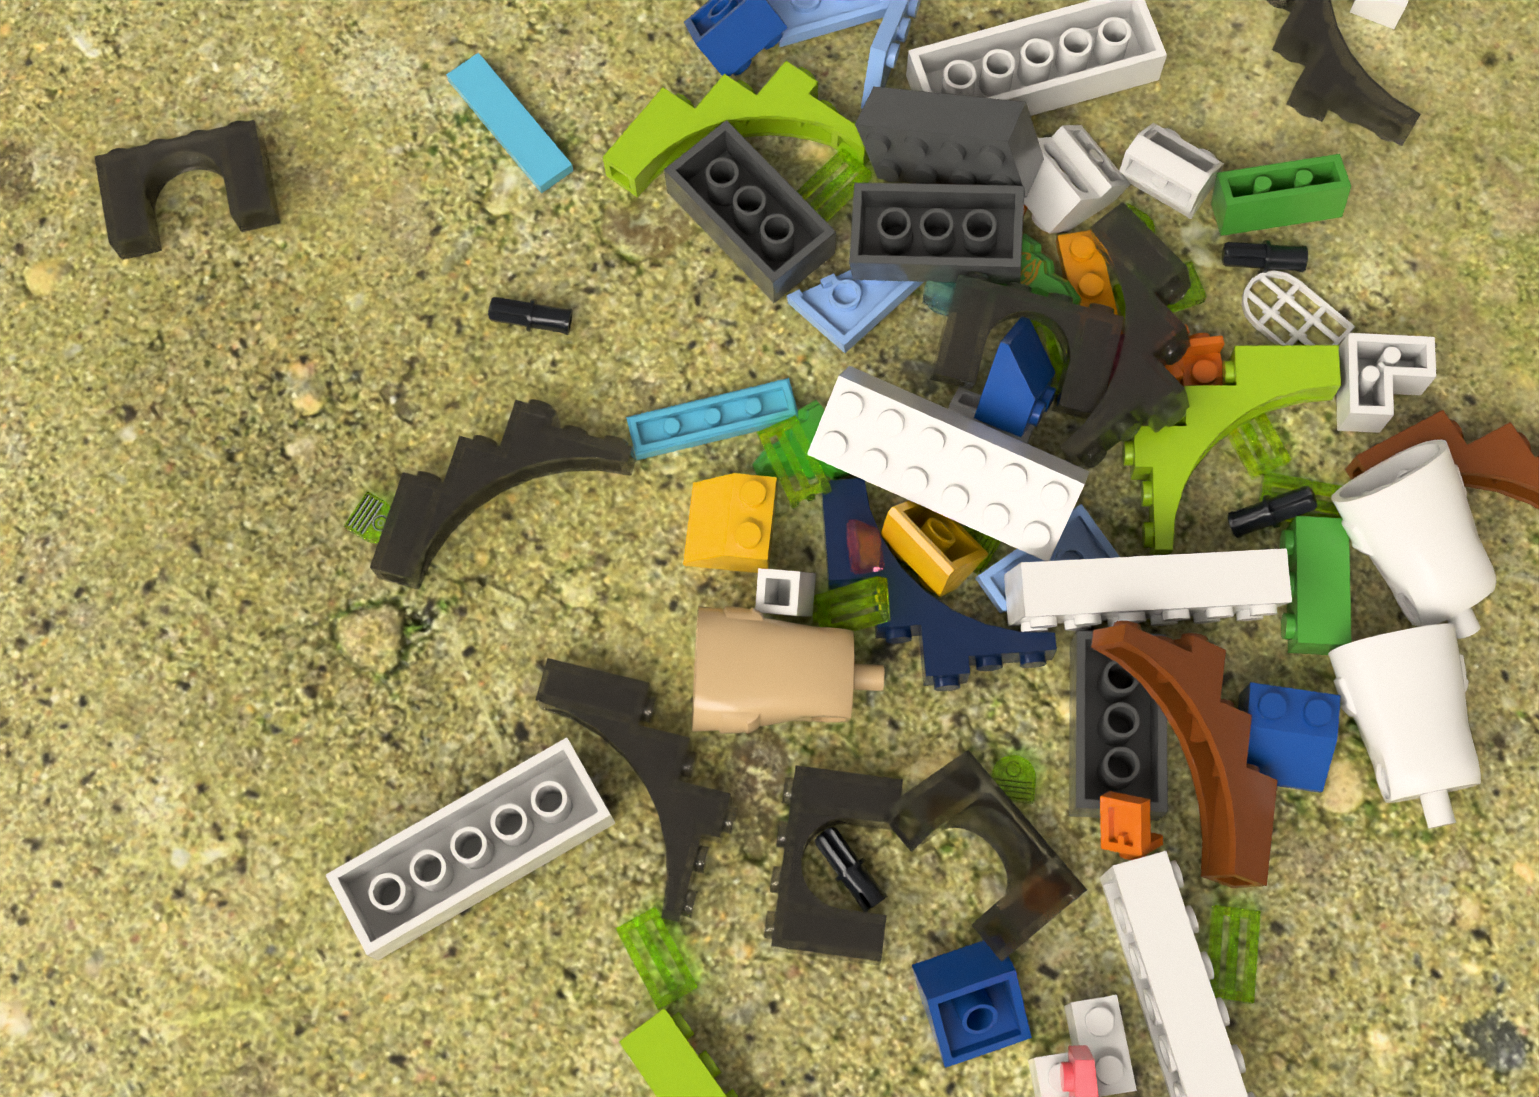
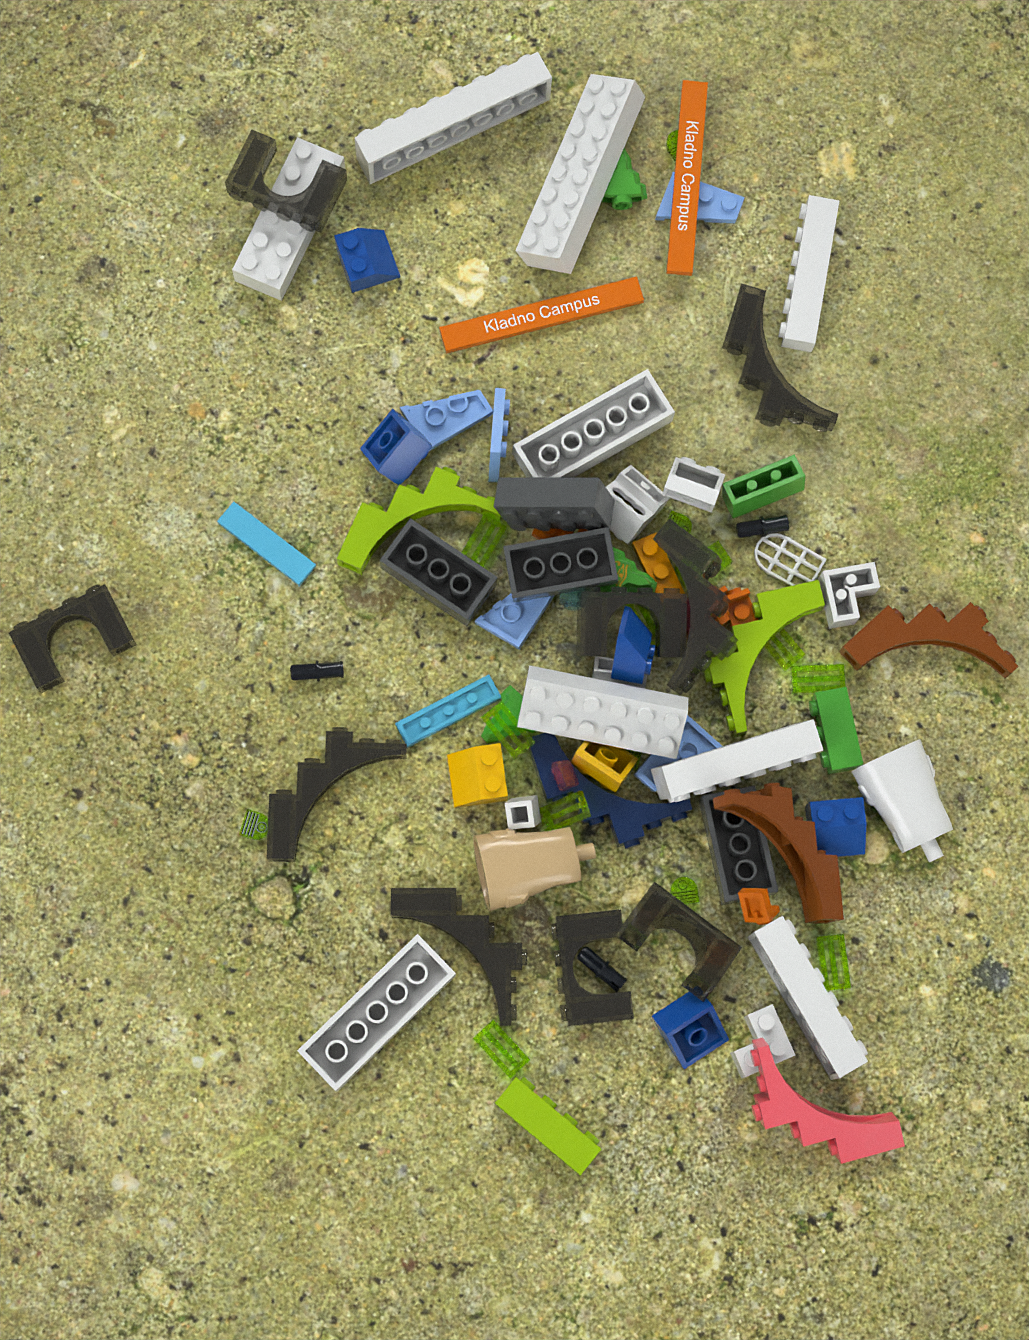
camera: 25 degrees left, 5 degrees up
(1272, 511) = (800, 692): black axle -> none
(1420, 535) = (889, 688): white torso -> none

